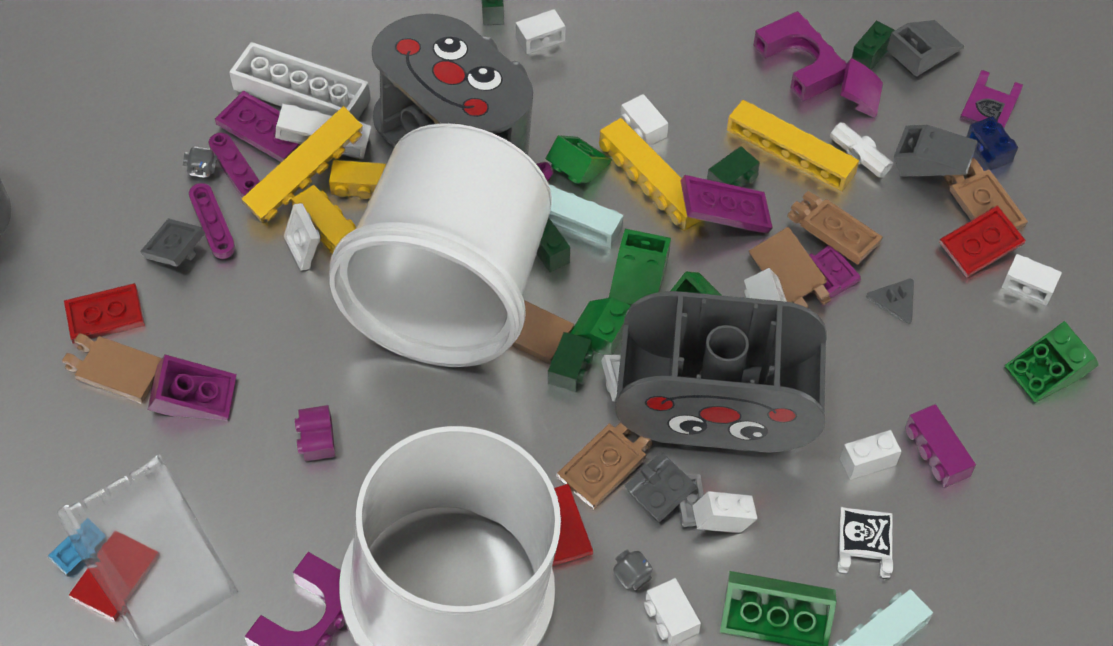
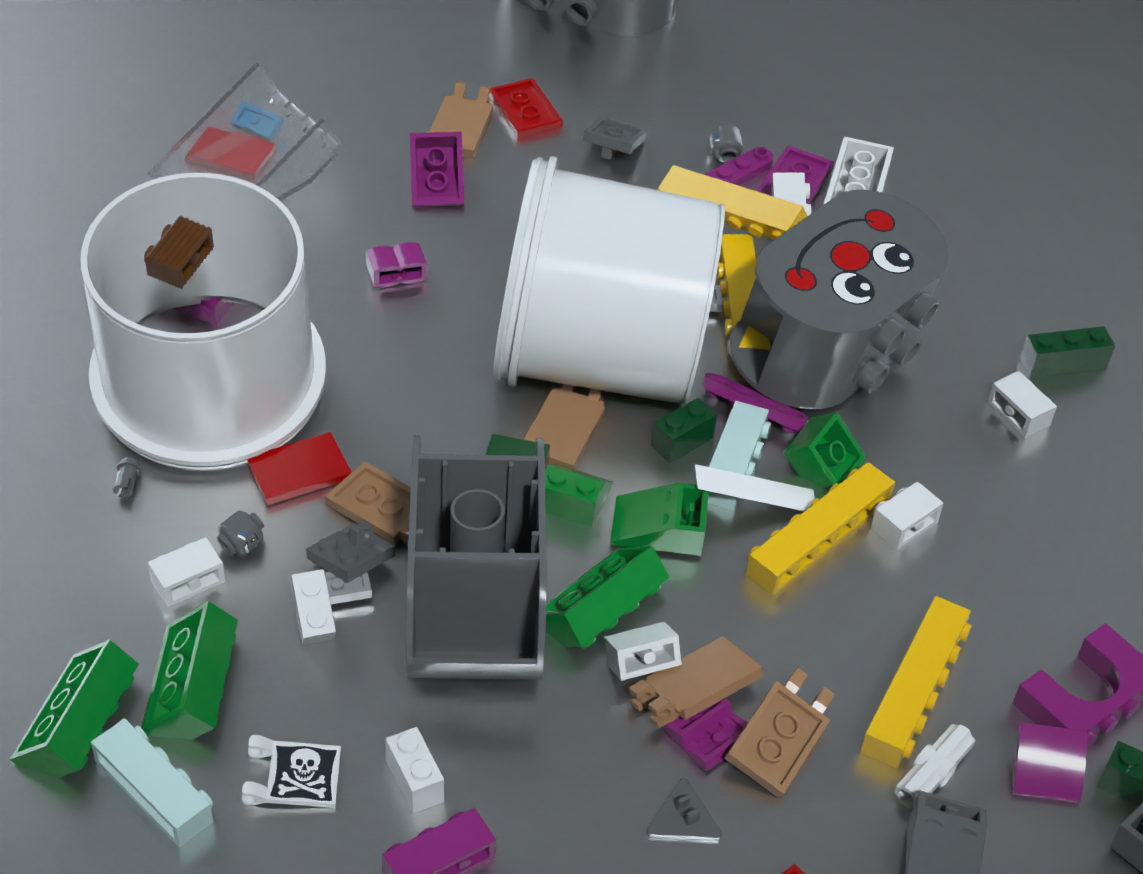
camera: 80 degrees right, 10 degrees down
(212, 221) = (653, 161): magenta plate -> none
(470, 520) = (179, 251): none -> reddish brown brick
(619, 204) = (753, 488): none -> white sticker
(726, 204) = (780, 595): magenta plate -> none
(735, 169) = (847, 613): dark green brick -> none

